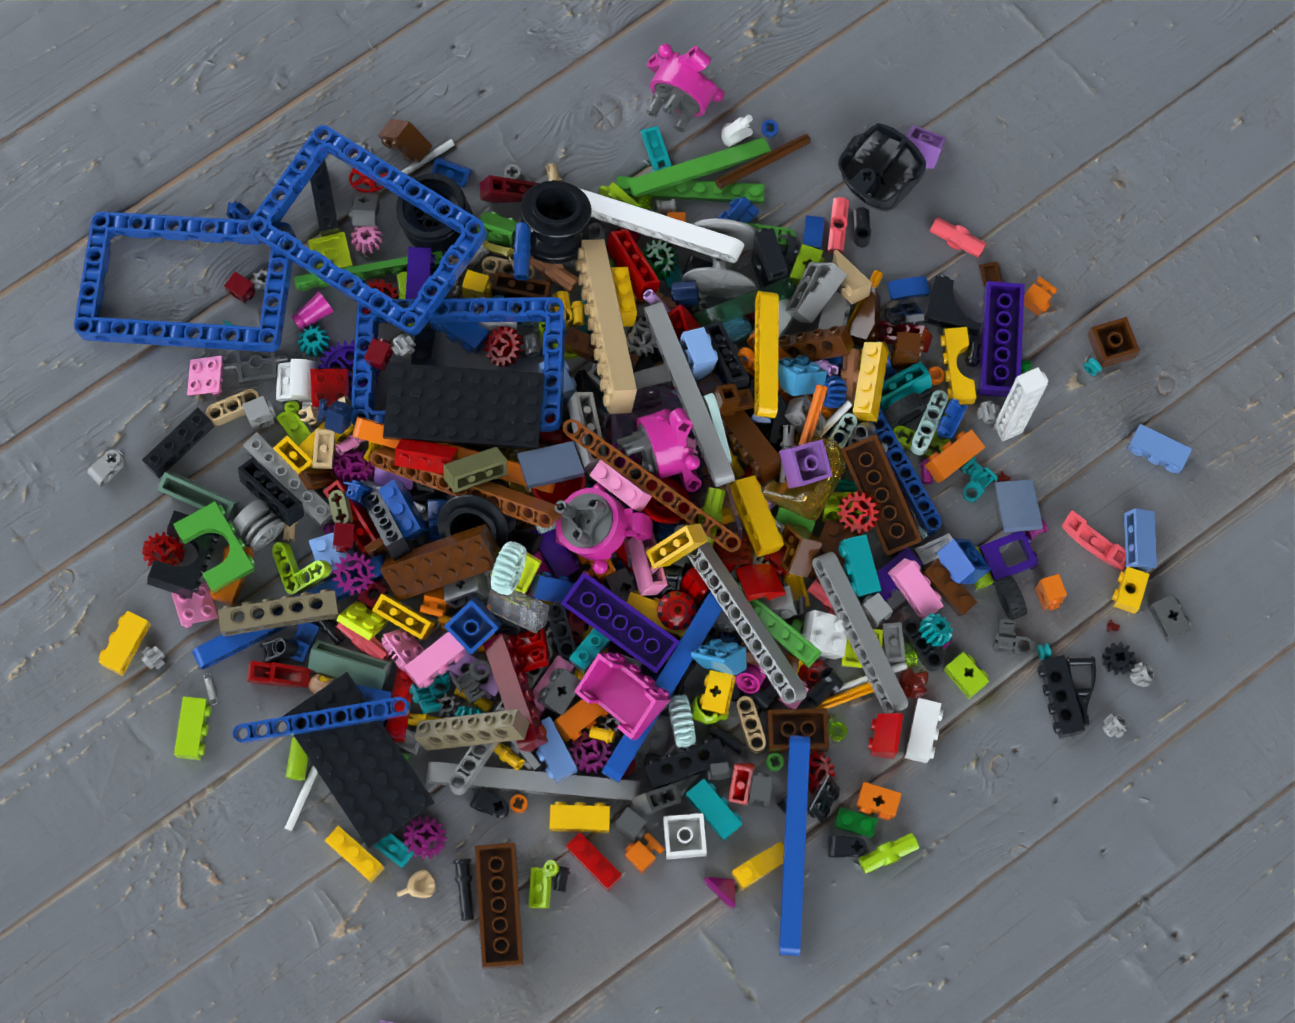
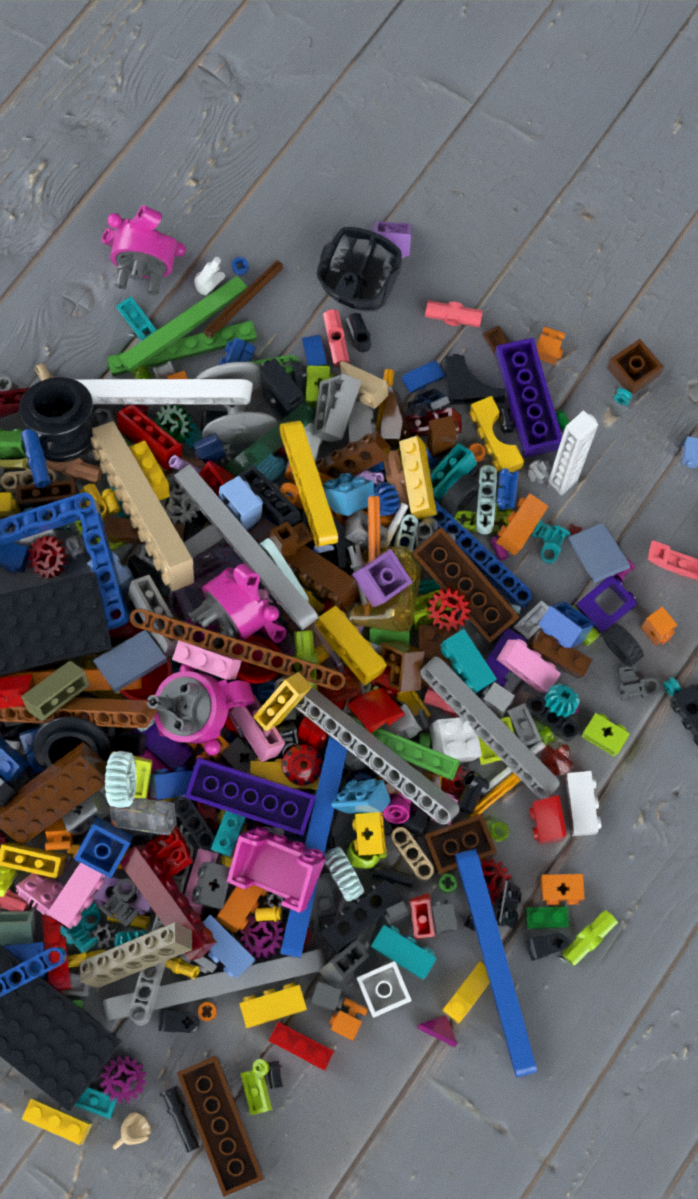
camera: 15 degrees left, 0 degrees up
(617, 193) = (110, 372): lime hinge -> none

